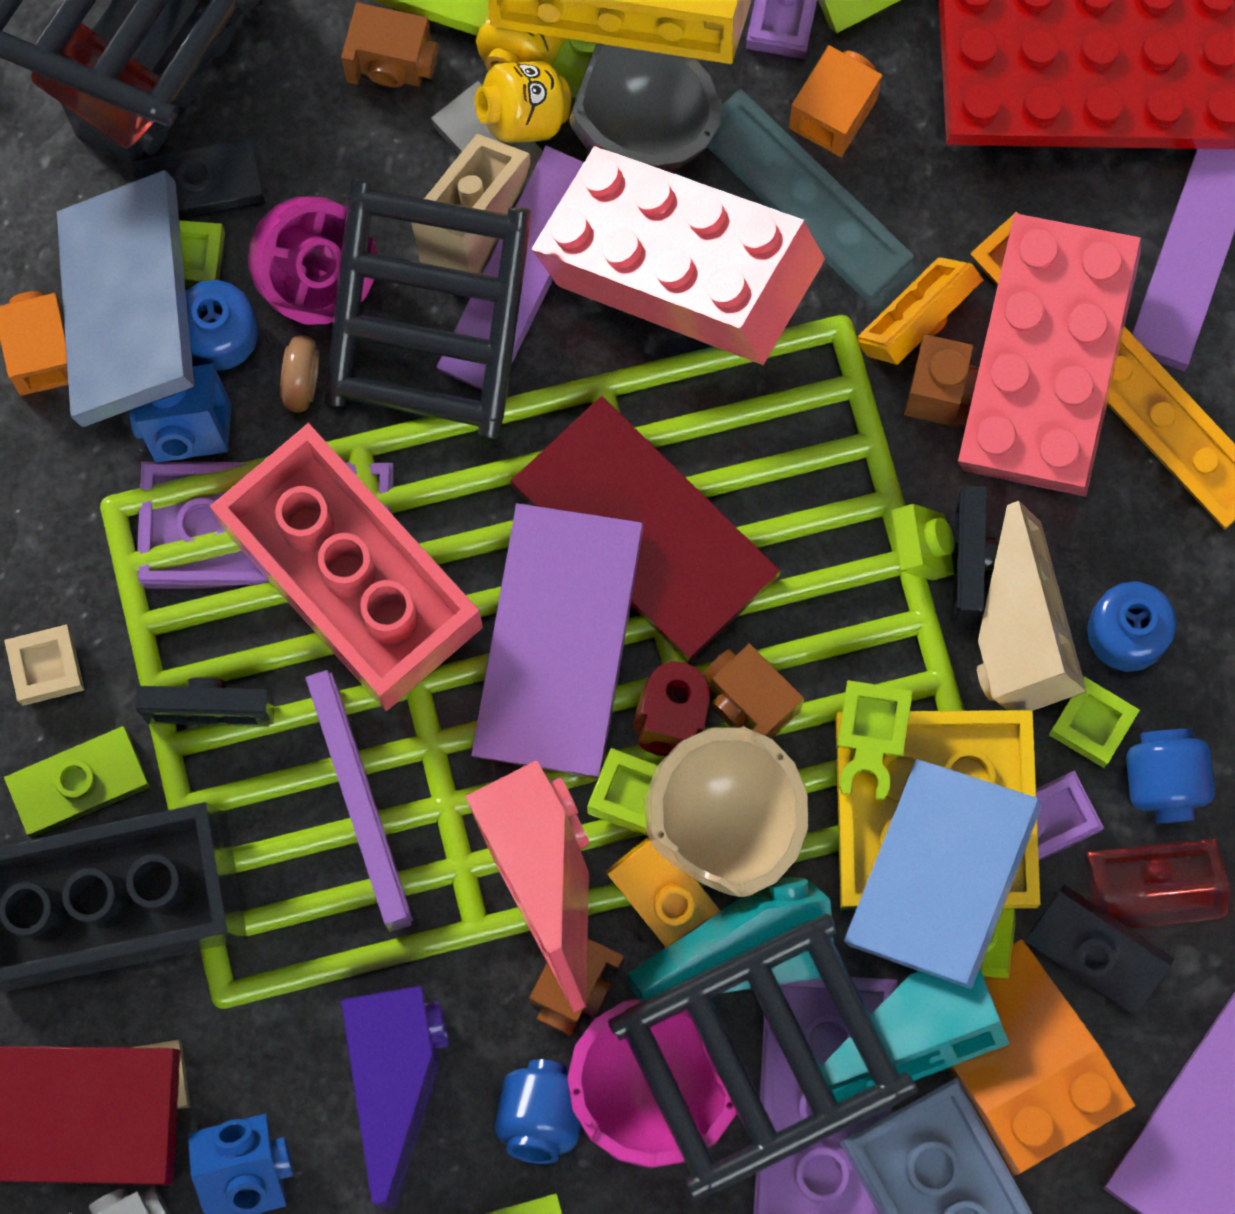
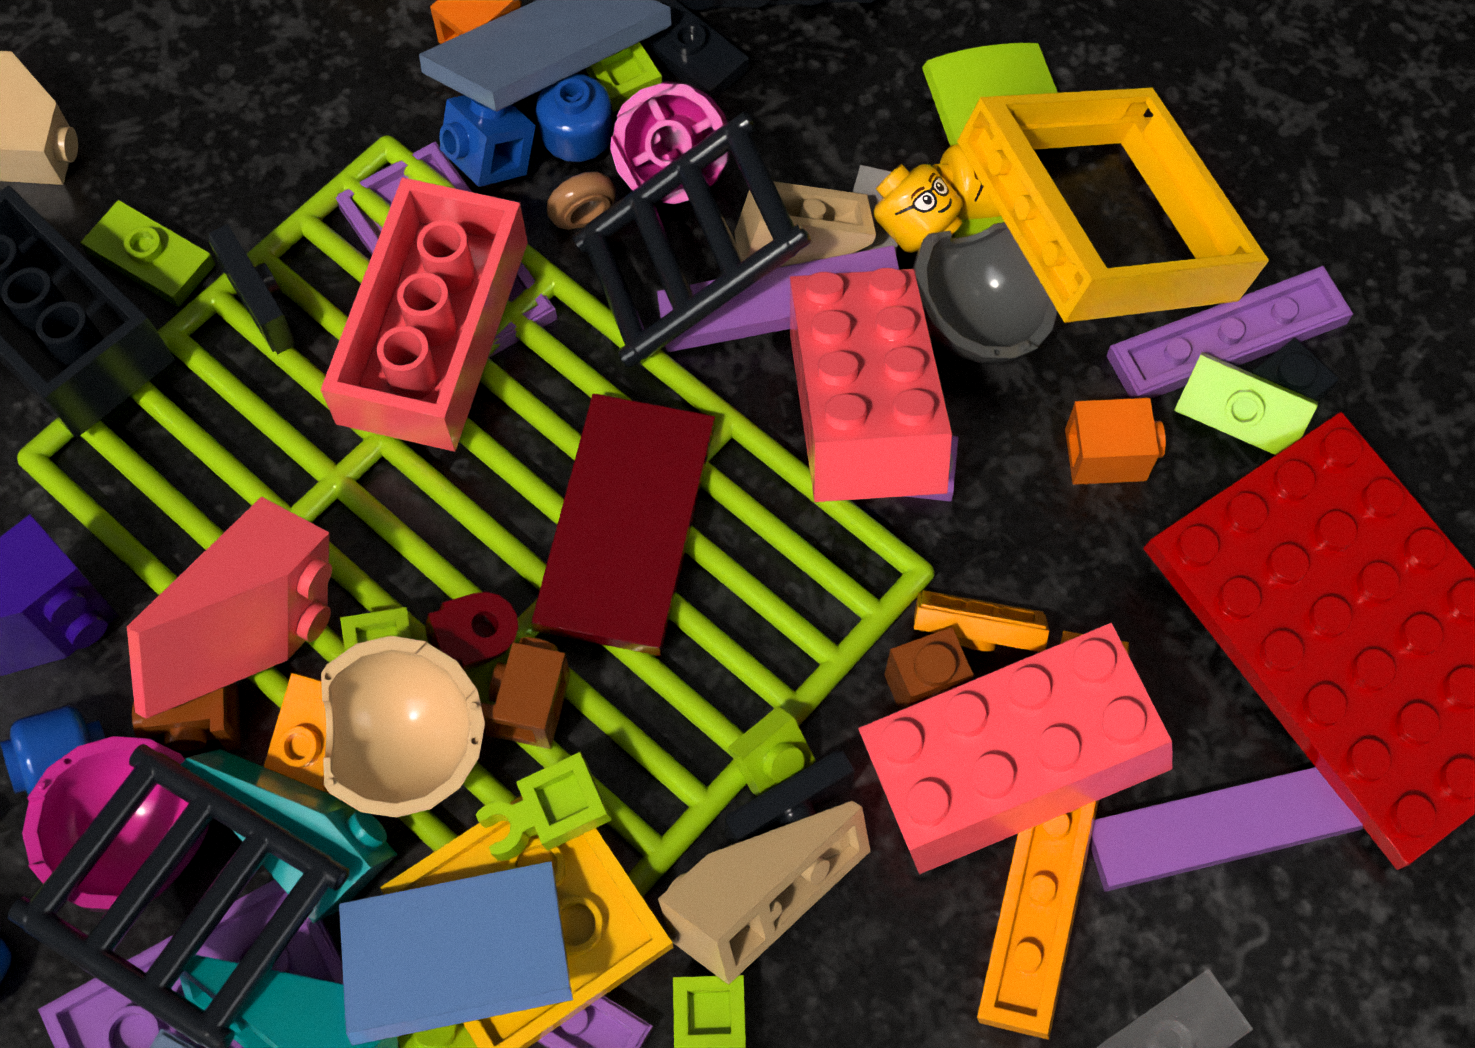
camera: 55 degrees right, 10 degrees down
(44, 665) = (226, 173): tan plate -> none
(359, 801) = (235, 448): medium lavender tile -> none
(388, 47) = (891, 98): dark orange brick -> none
(558, 640) = (476, 511): medium lavender tile -> none
(797, 185) = (1014, 477): clear light blue tile -> none
(1137, 645) = (816, 1013): blue head -> none

